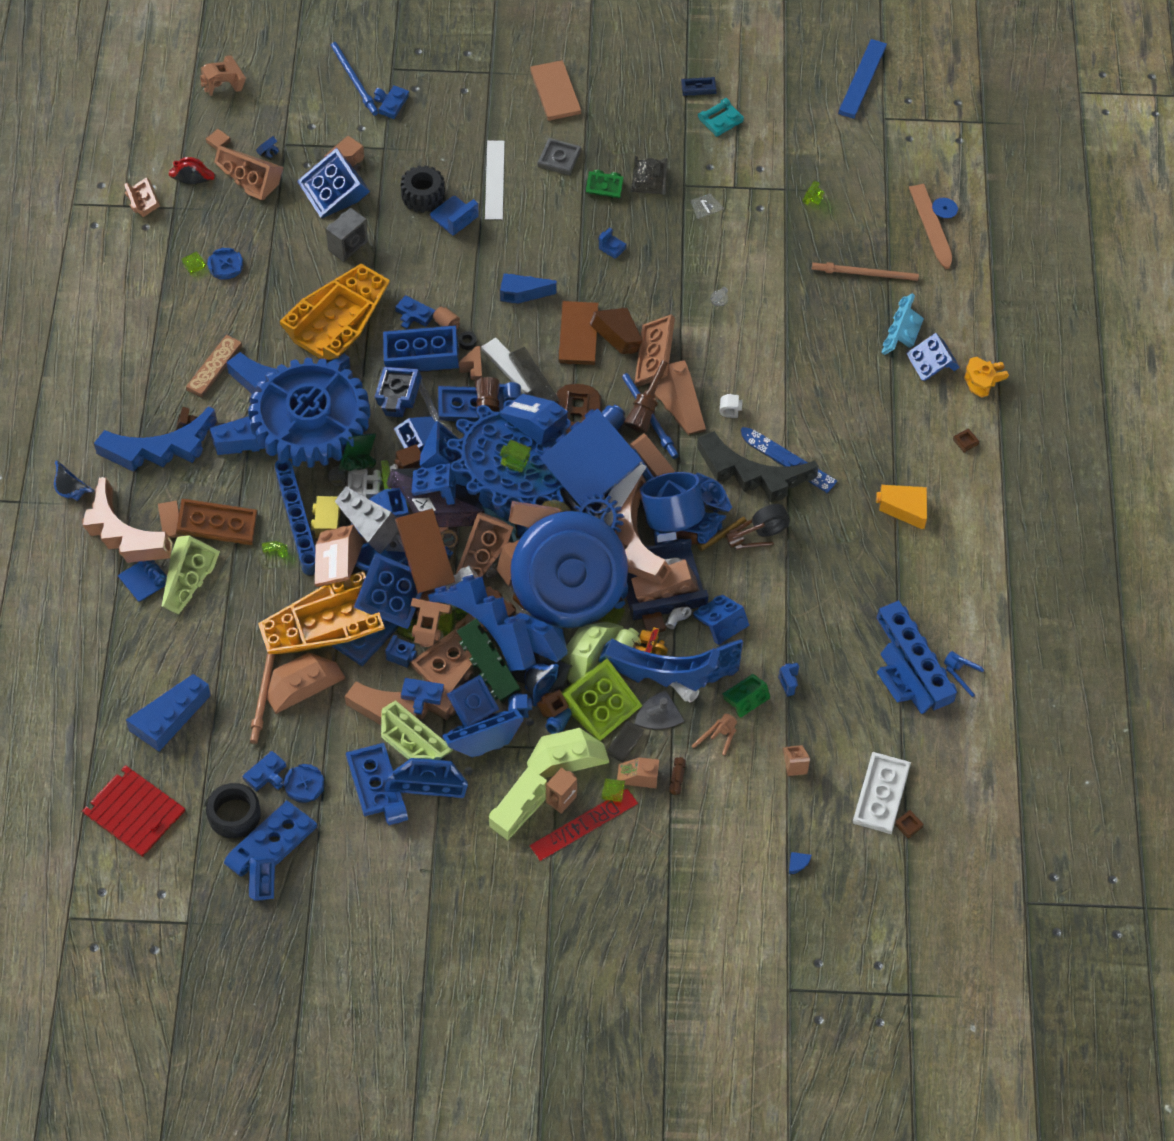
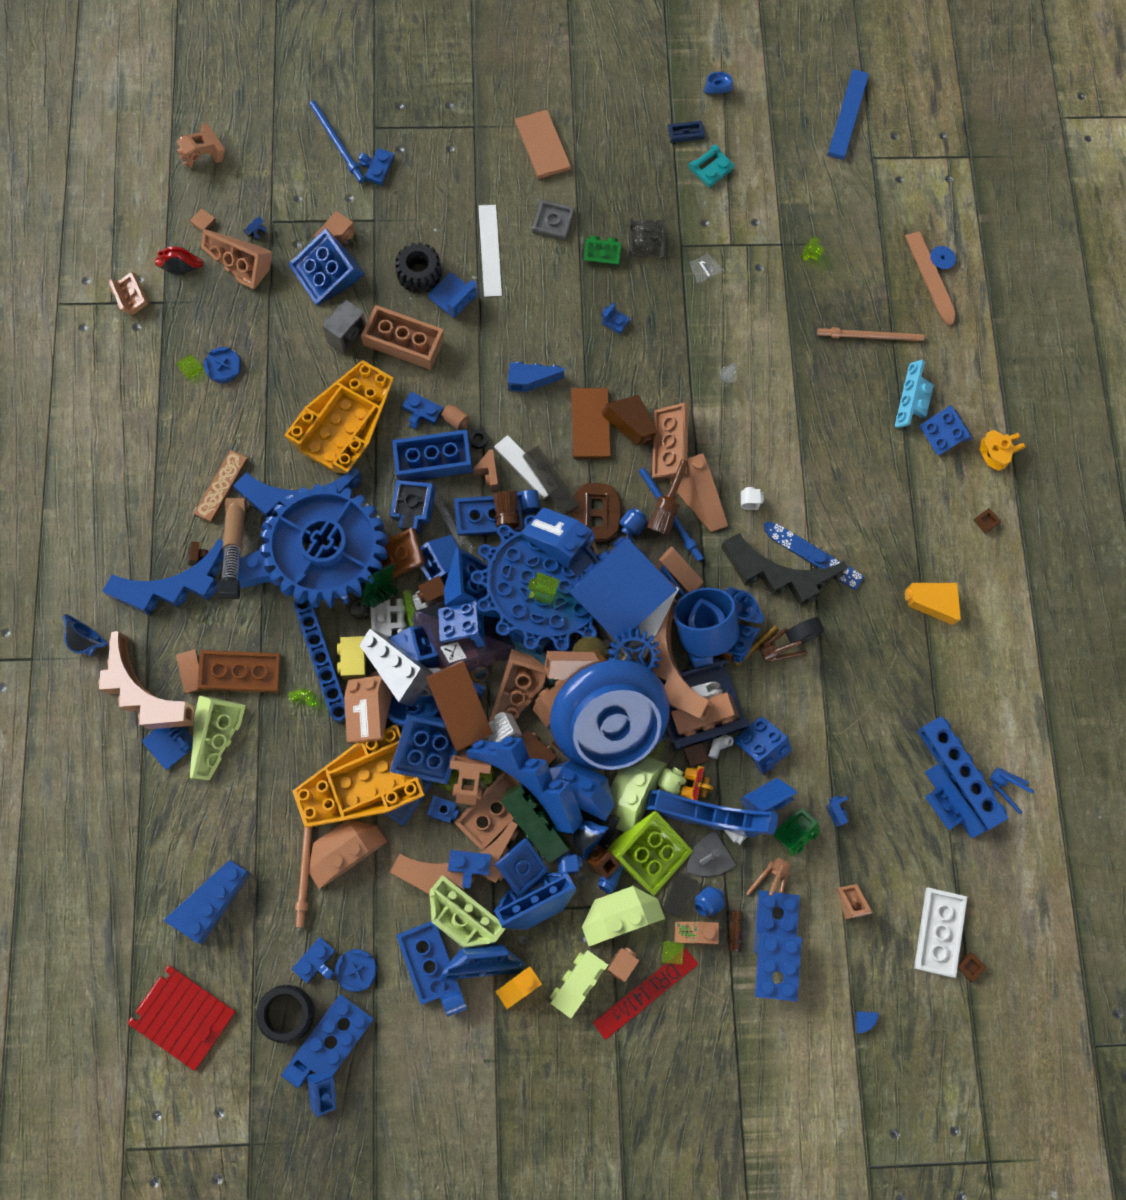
camera: 10 degrees left, 15 degrees up
(226, 388) = (229, 586): none -> piece
(386, 426) = (404, 551): none -> dark orange tile
(402, 247) = (403, 337): none -> nougat brick
(461, 800) = (518, 987): none -> light orange slope
(653, 746) = (709, 902): none -> blue head
(715, 786) = (777, 946): none -> blue bracket
(735, 45) = (718, 83): none -> blue piece

